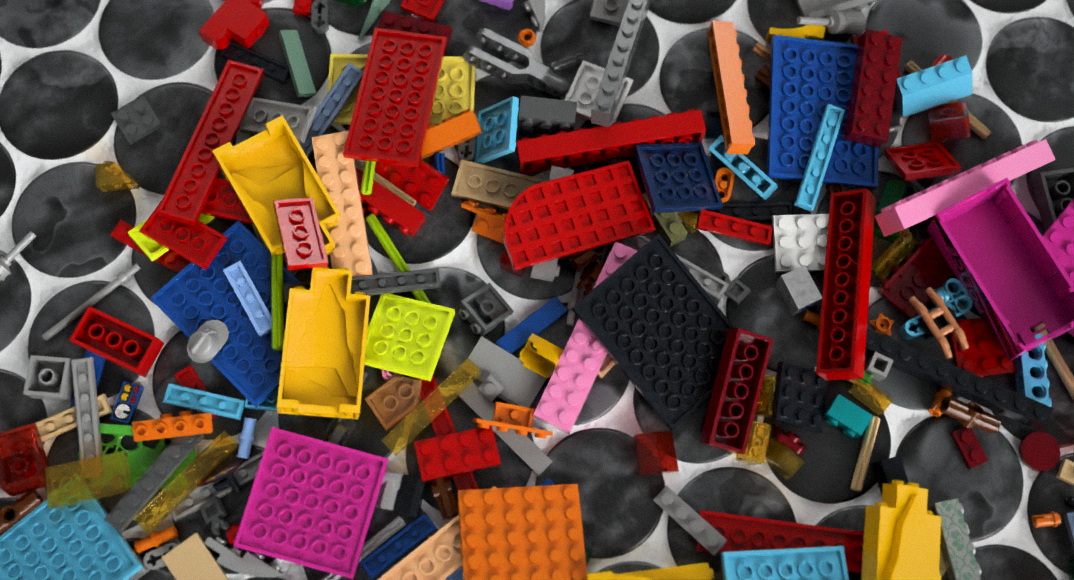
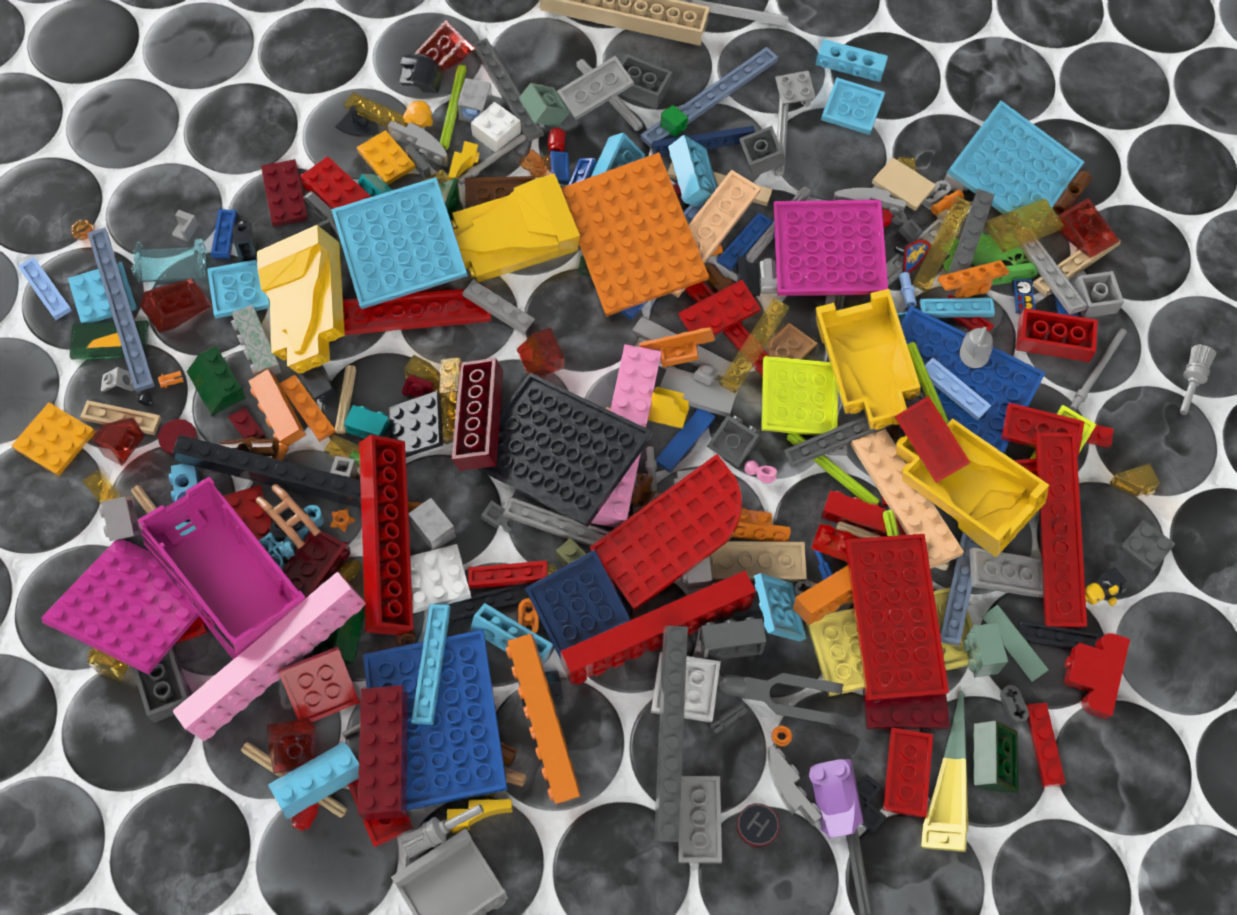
camera: 165 degrees right, 10 degrees down
(193, 89) = (1106, 587): none -> piece
(330, 48) = (985, 650): none -> sand green brick
(475, 281) = (765, 474): none -> bright pink plate
(902, 446) = (307, 408): none -> orange plate
(938, 453) = (277, 408): none -> brick
(998, 505) = (215, 381): none -> dark green slope

